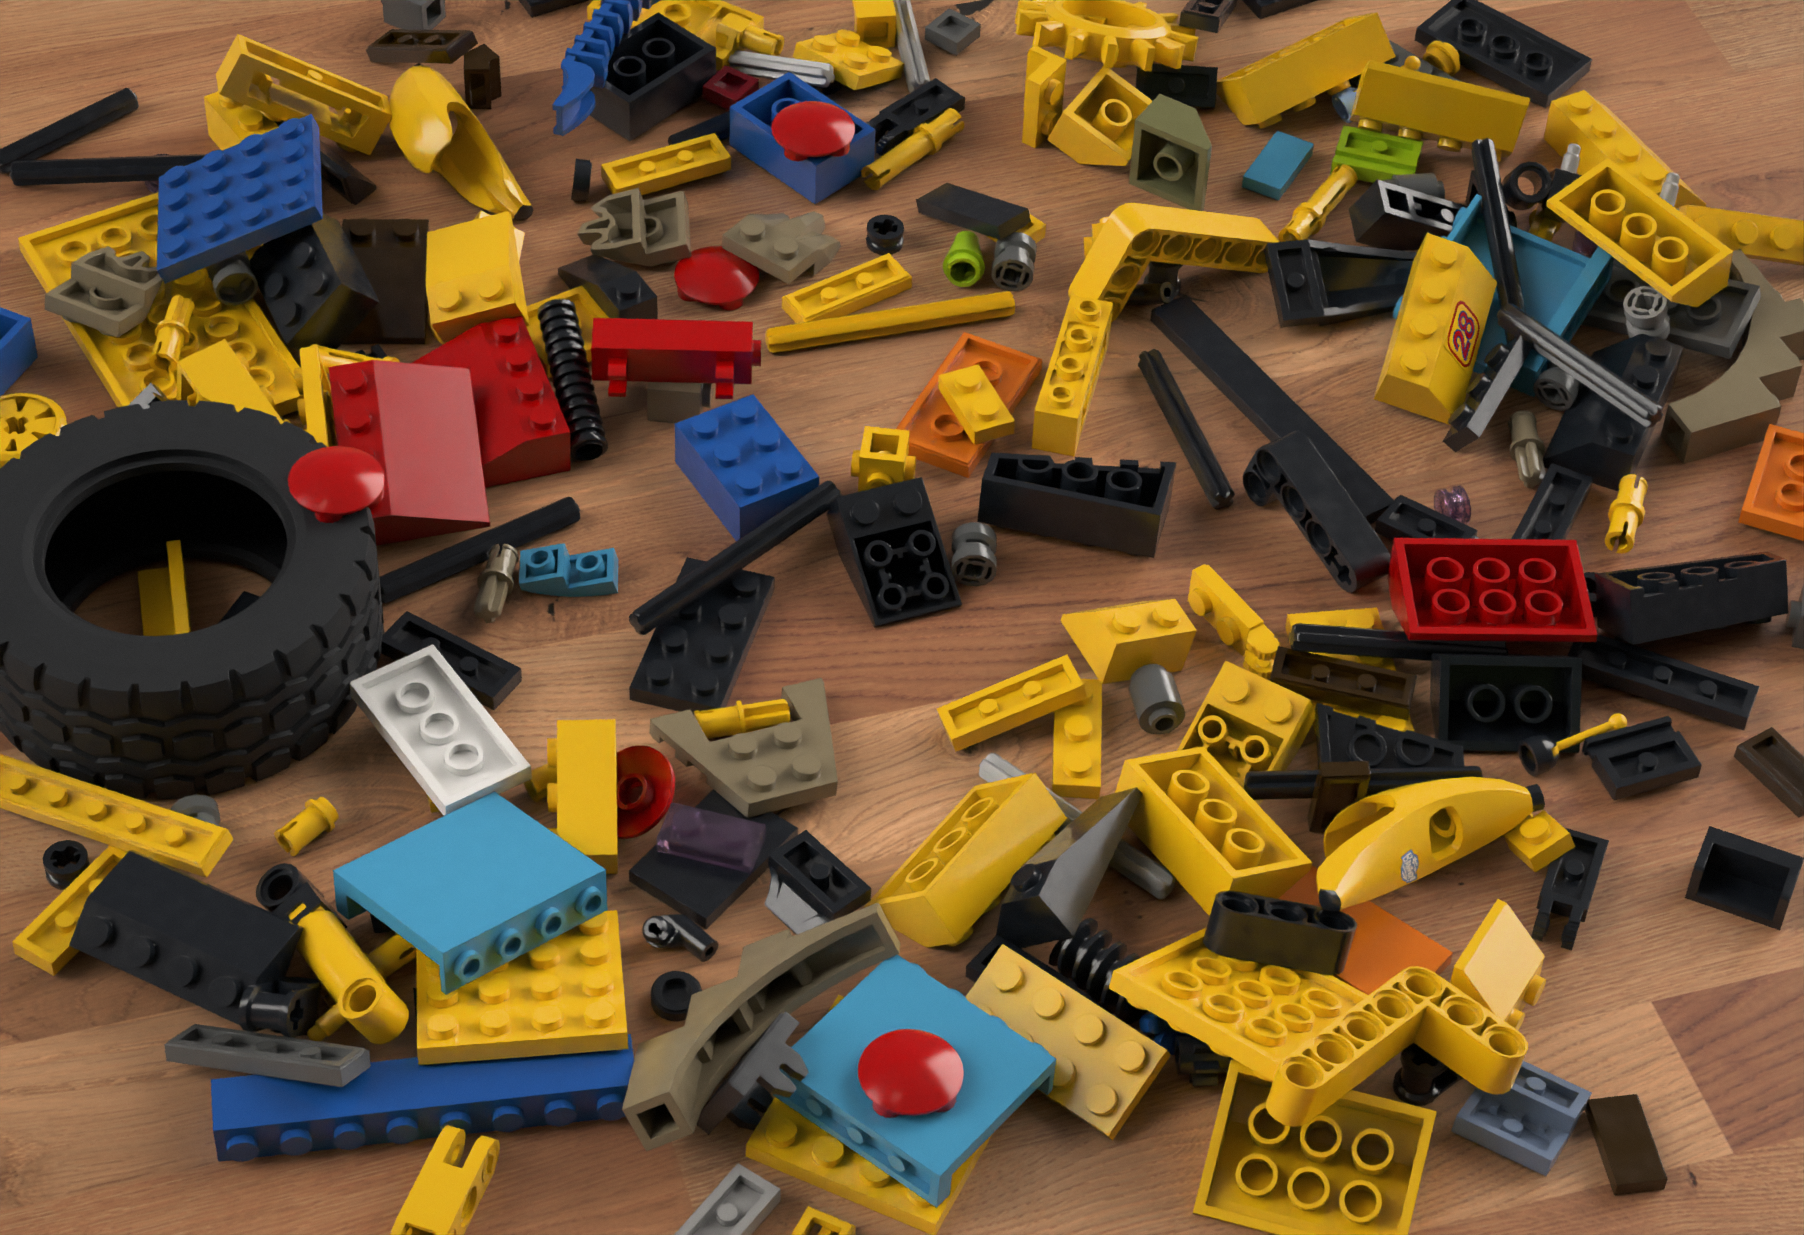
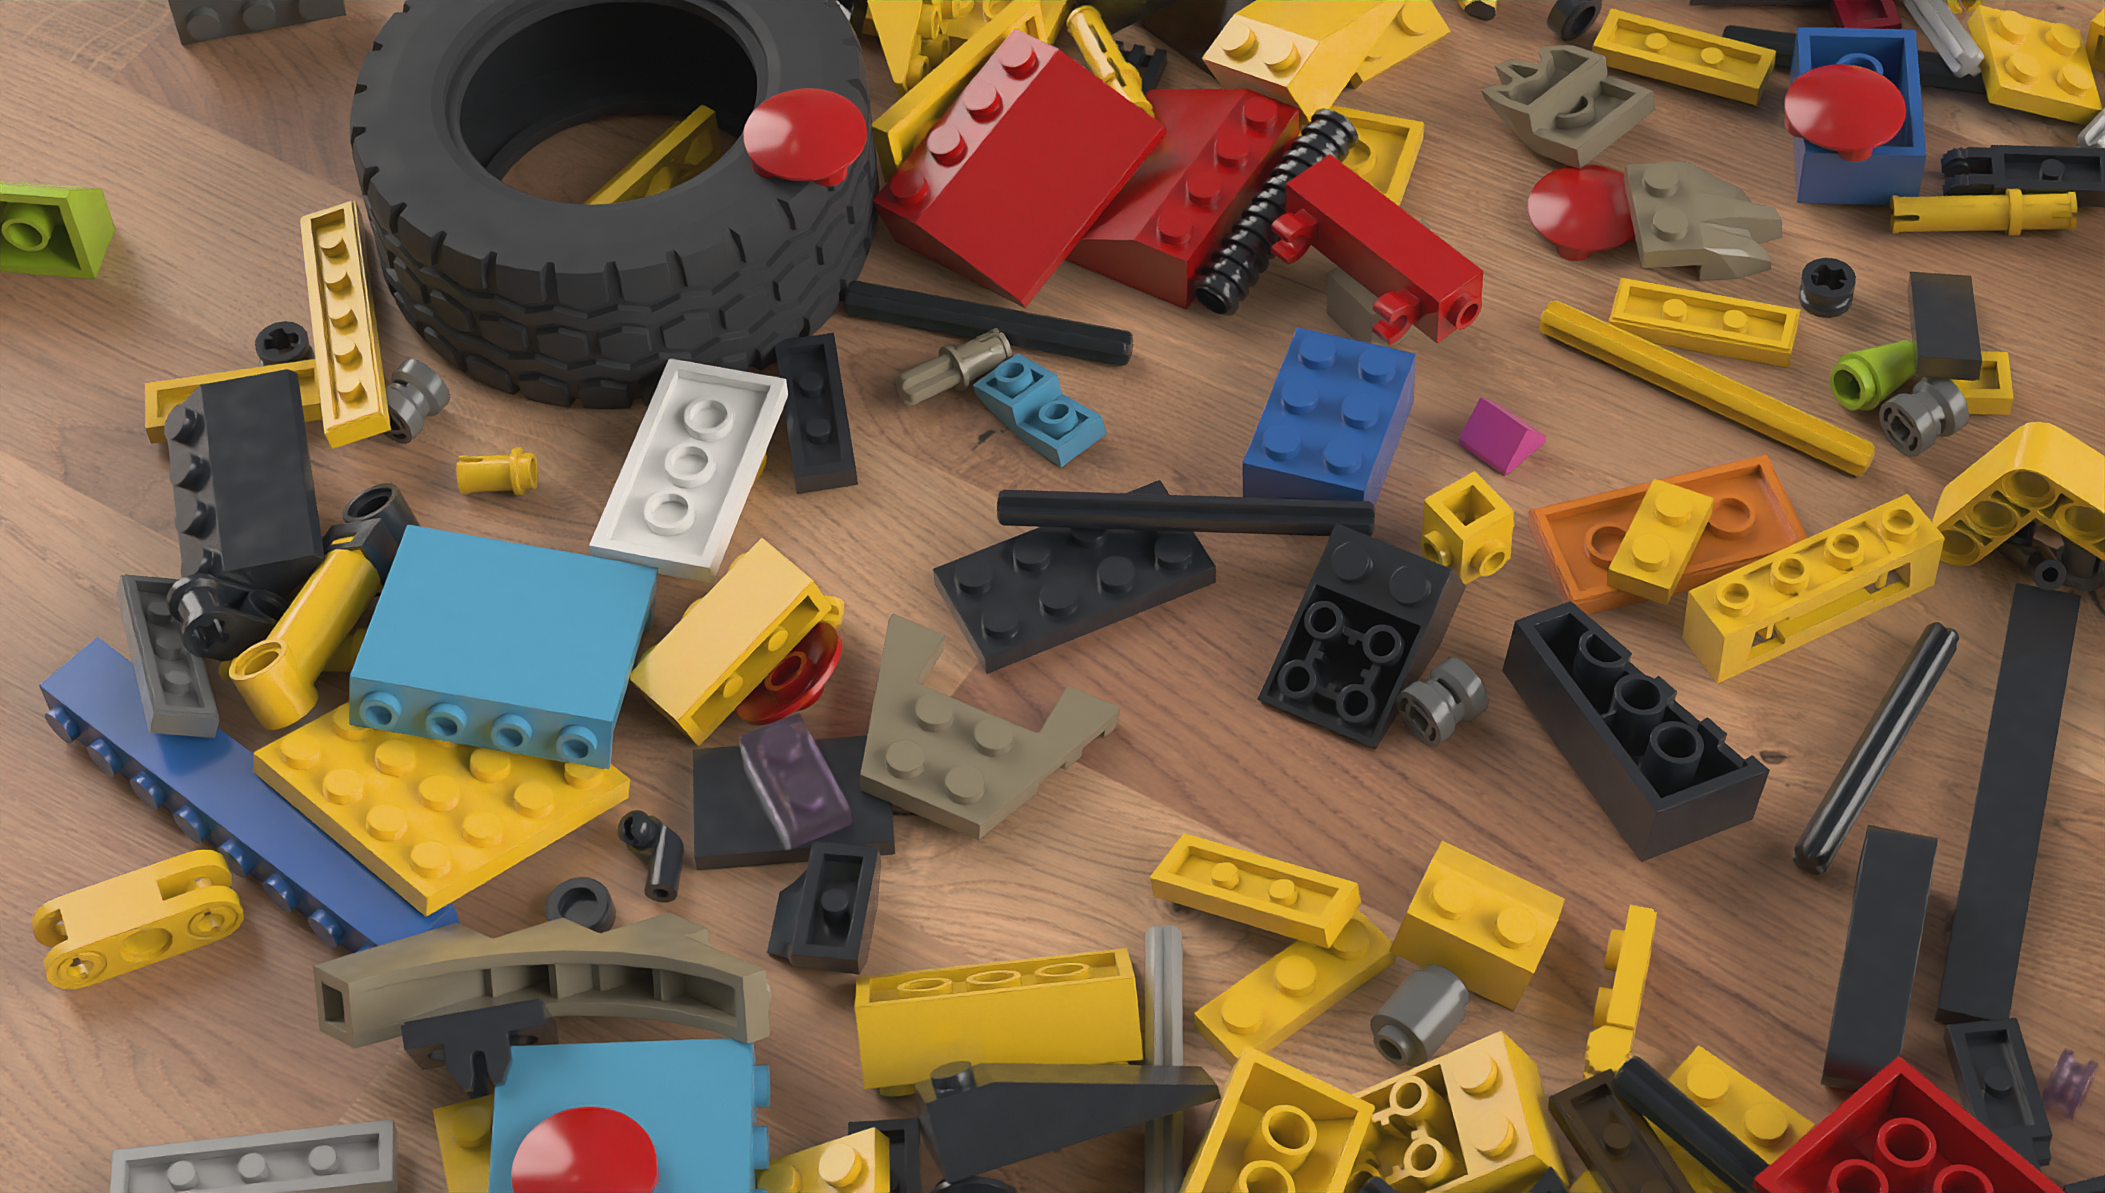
camera: 55 degrees right, 5 degrees up
(613, 287) = (1444, 158): black slope -> none
(742, 718) = (990, 686): yellow axle -> none
(825, 415) = (1499, 436): none -> dark pink slope

